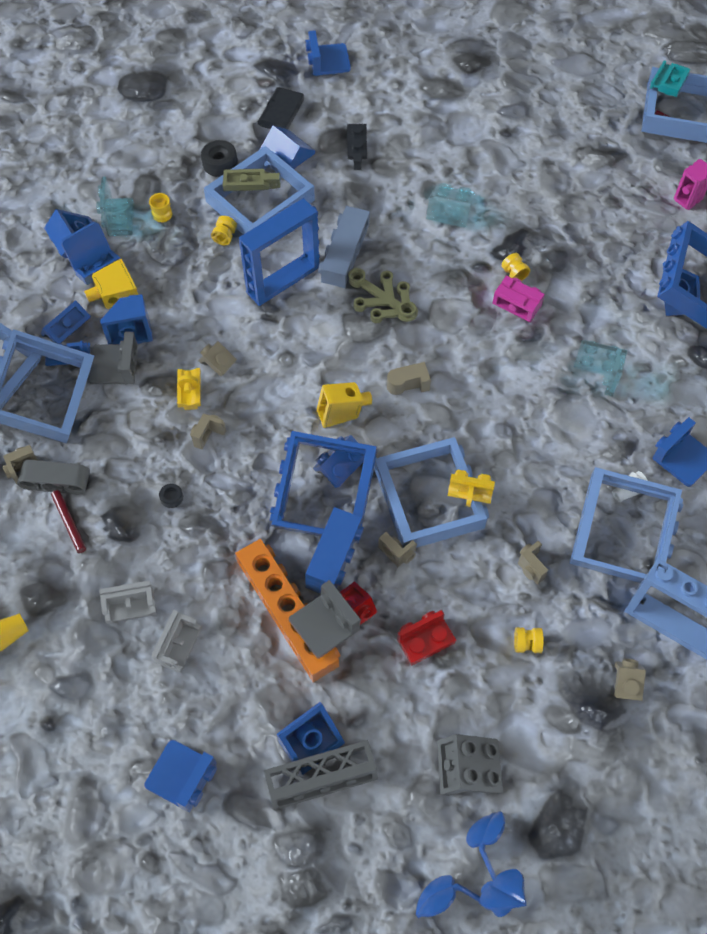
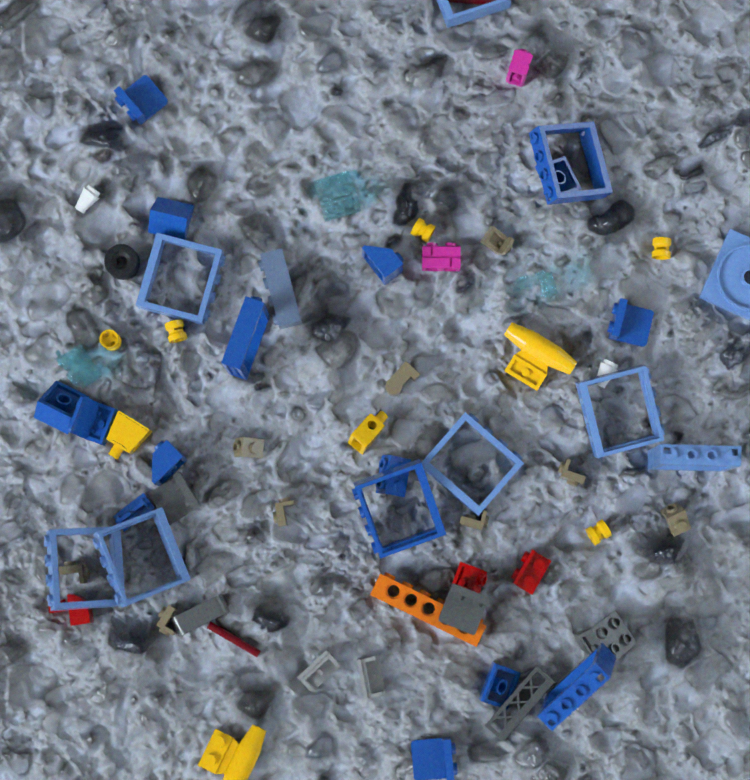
camera: 30 degrees left, 20 degrees up
(66, 323) = (114, 489): blue panel -> none
(171, 495) = (291, 575): black tile -> none
(189, 388) = (247, 487): yellow hips -> none
(226, 100) = (87, 198): none -> white cone
(250, 180) = (169, 278): olive hinge -> none
(281, 108) = (137, 179): black piece -> none
(334, 550) = (439, 555): blue wedge -> none
(357, 144) = (224, 178): black hinge -> none
(384, 297) = (339, 316): olive plant -> none
(397, 779) = (577, 687): none -> blue window
(459, 269) = (383, 262): none -> blue slope
(471, 488) = (502, 452): yellow hips -> none
(498, 895) = (673, 712): blue plant -> none
(563, 429) = (536, 355): none -> yellow plate
(584, 312) = (497, 241): none -> dark tan bracket

